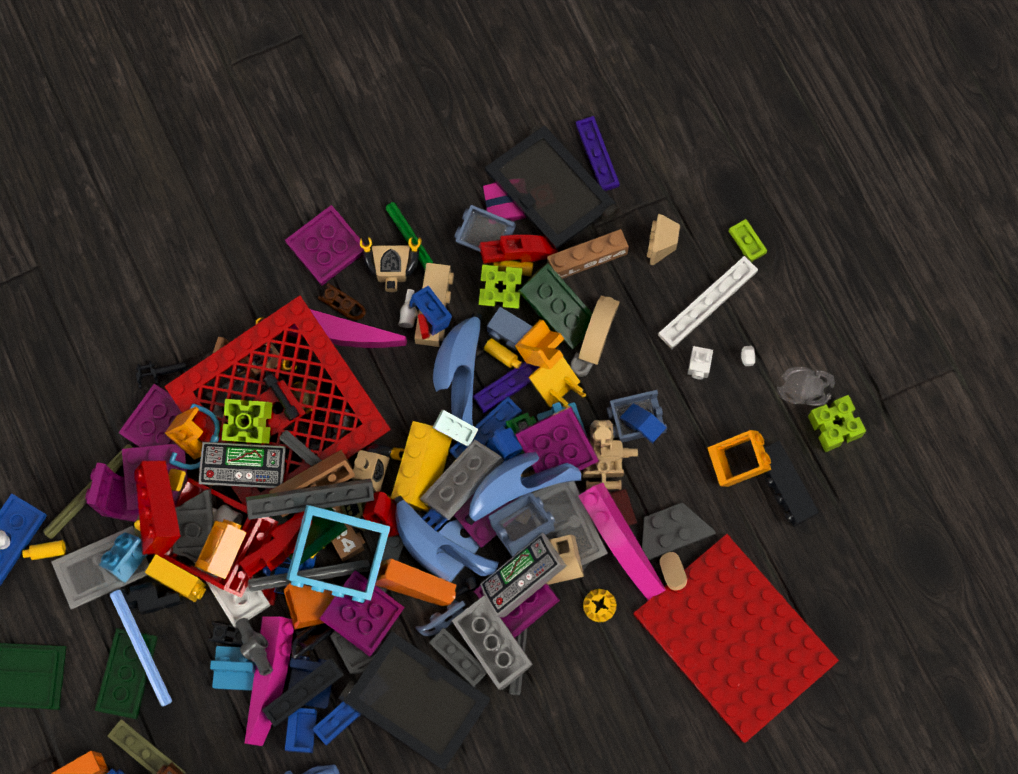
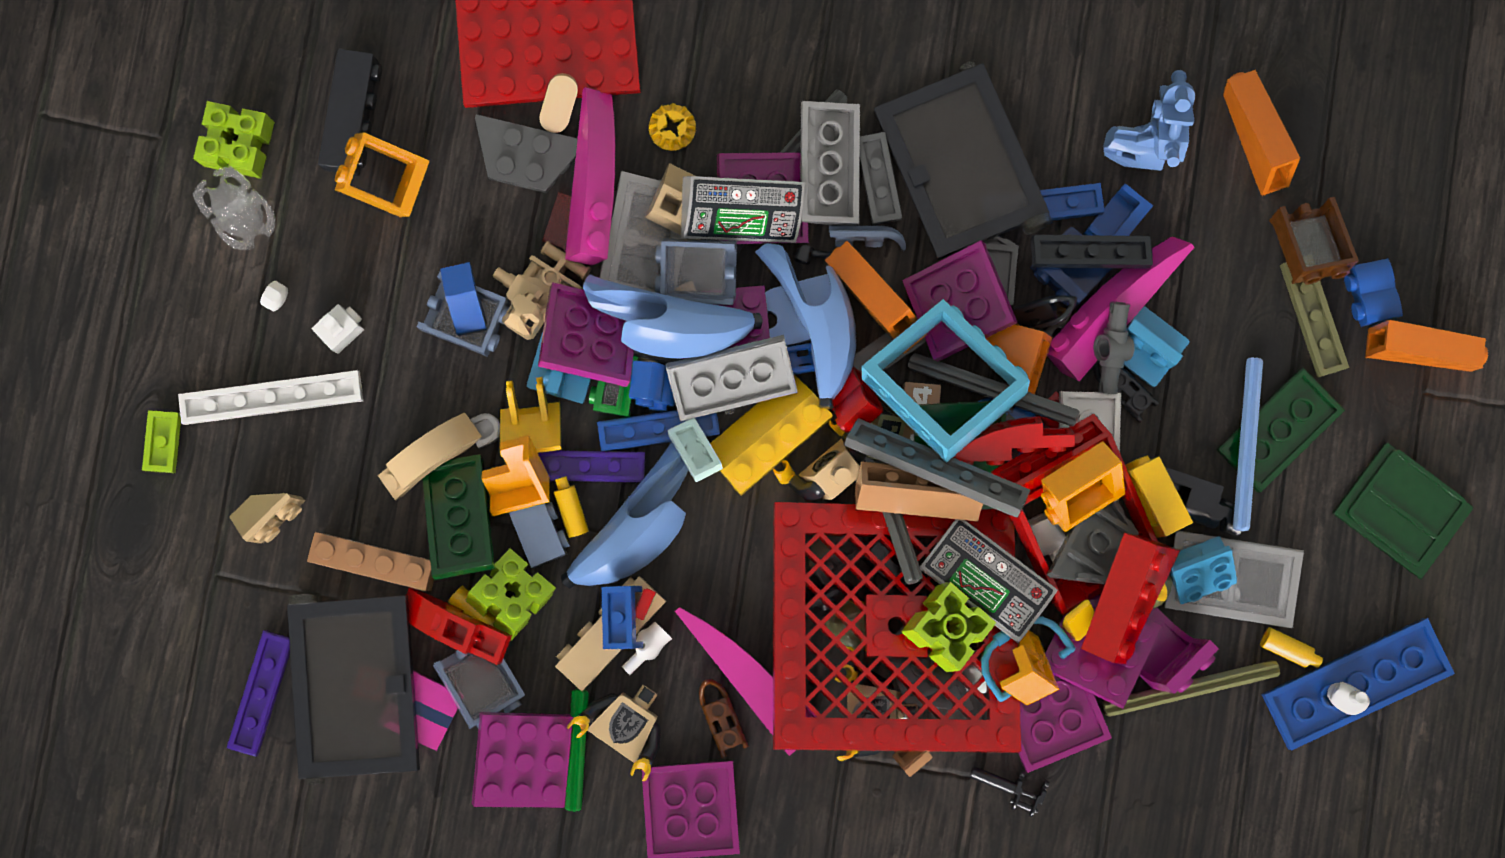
camera: 150 degrees left, 10 degrees up
(290, 411) = (884, 658): black bar -> none
(433, 208) = (522, 760): none -> magenta plate

